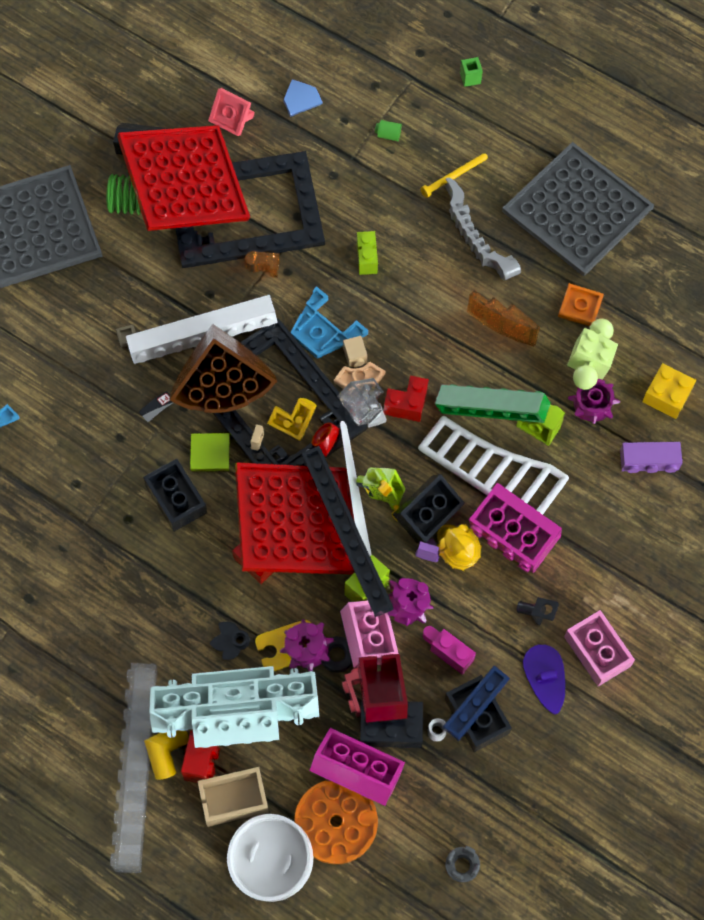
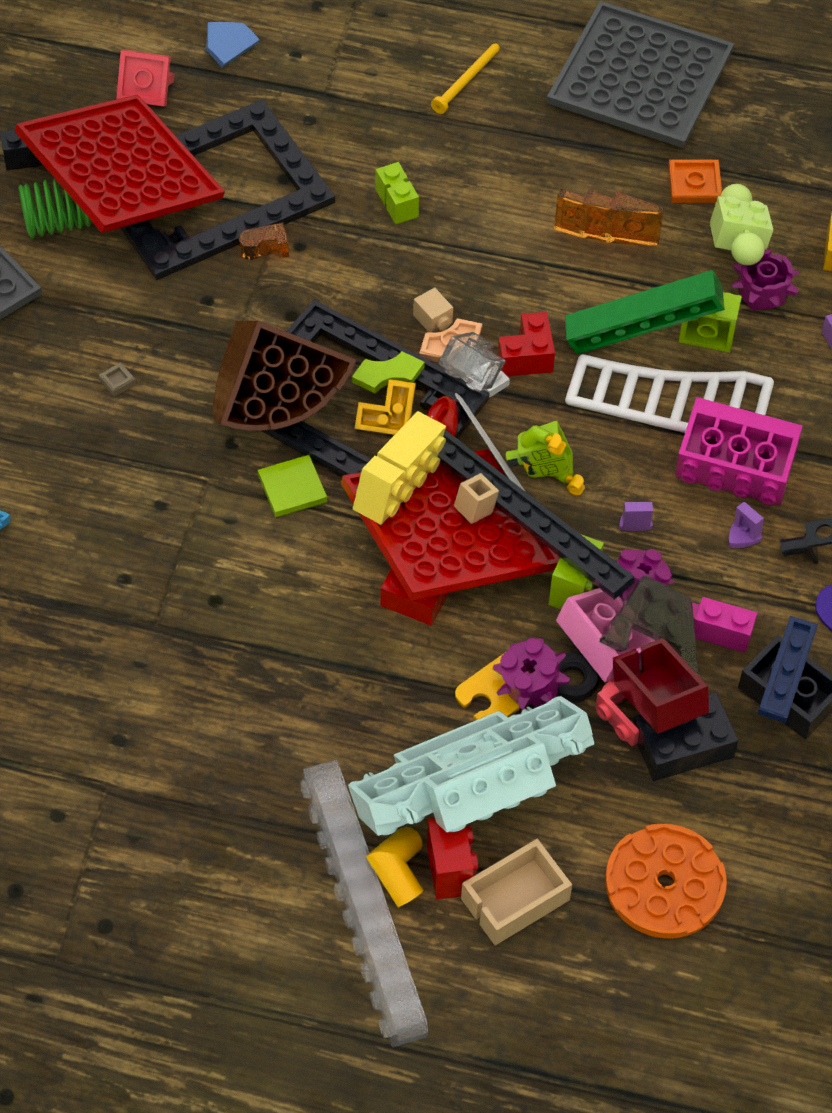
camera: 20 degrees left, 10 degrees down
(156, 406) = (194, 452): sticker -> none
(175, 495) = (271, 547): black brick -> none
(190, 331) = (207, 344): white brick -> none
(227, 640) = (418, 704): black plate -> none
(257, 437) = (352, 444): tan tile -> none
(270, 857) = (600, 952): white piece -> none
(276, 469) = (399, 468): none -> light yellow piece
(311, 390) = (376, 374): none -> lime tile
(316, 509) = (476, 498): none -> tan brick
(317, 332) = (373, 303): dark azure wing -> none
(357, 766) = (666, 799): dark pink brick -> none
(388, 130) = (360, 48): bright green brick -> none
(405, 633) = (657, 614): none -> clear smoke wing
(428, 508) = (616, 462): black brick -> none
(436, 737) = (750, 716): white beam -> none
(458, 546) = (674, 497): yellow head -> none
(498, 585) = (746, 527): none -> medium lavender tile
(505, 266) = (579, 162): light grey piece -> none

